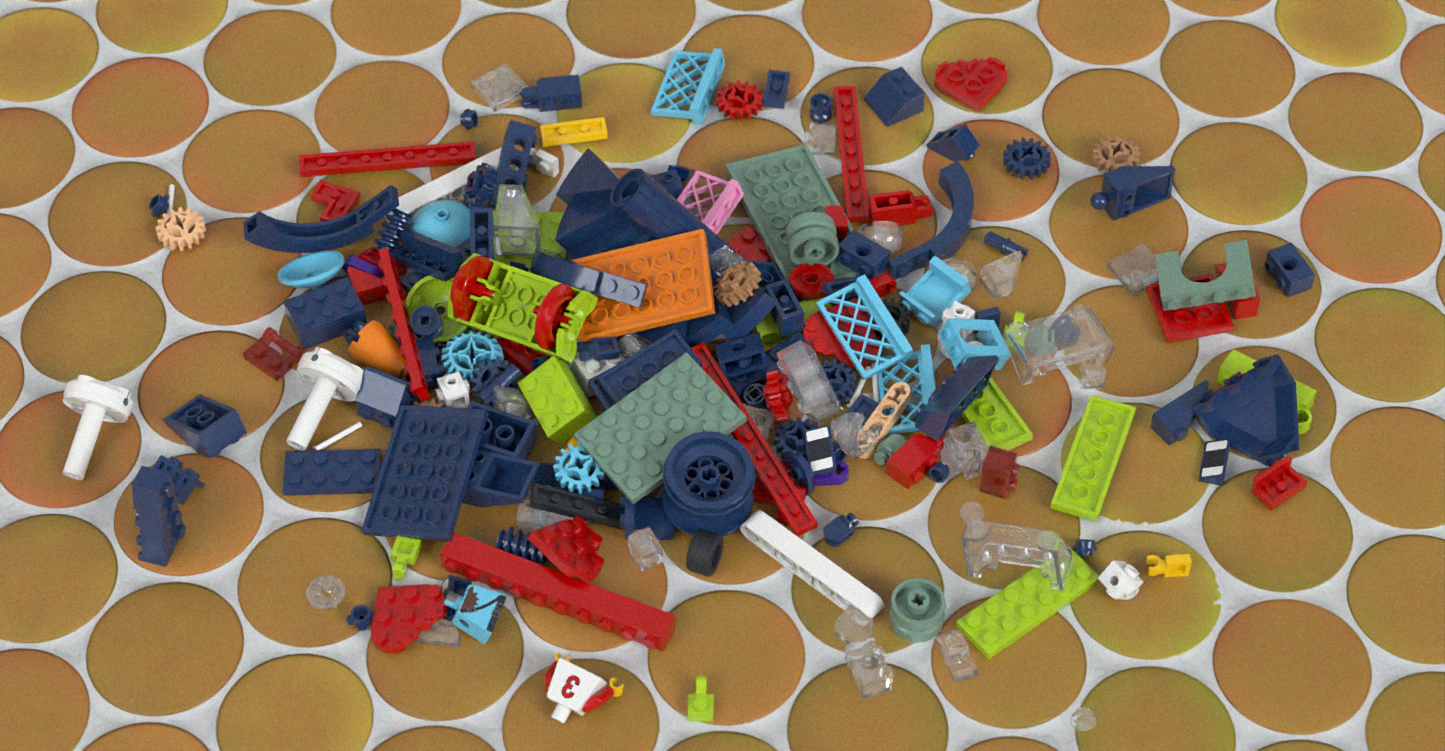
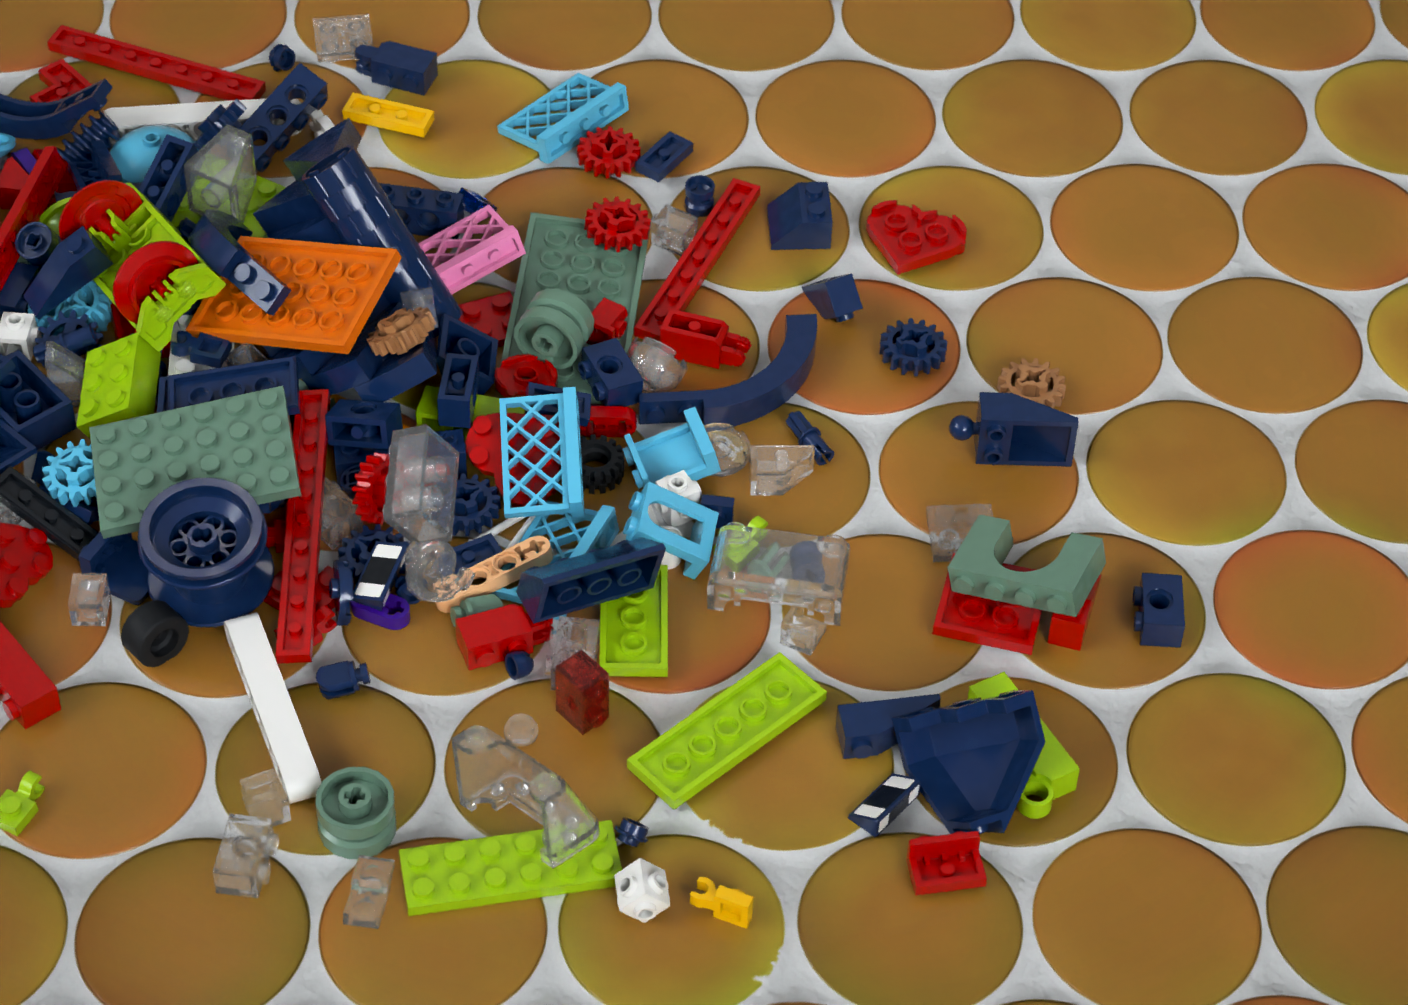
camera: 25 degrees right, 5 degrees down
(469, 334) = (66, 271): none -> dark blue slope
(790, 150) = (617, 224): none -> red gear

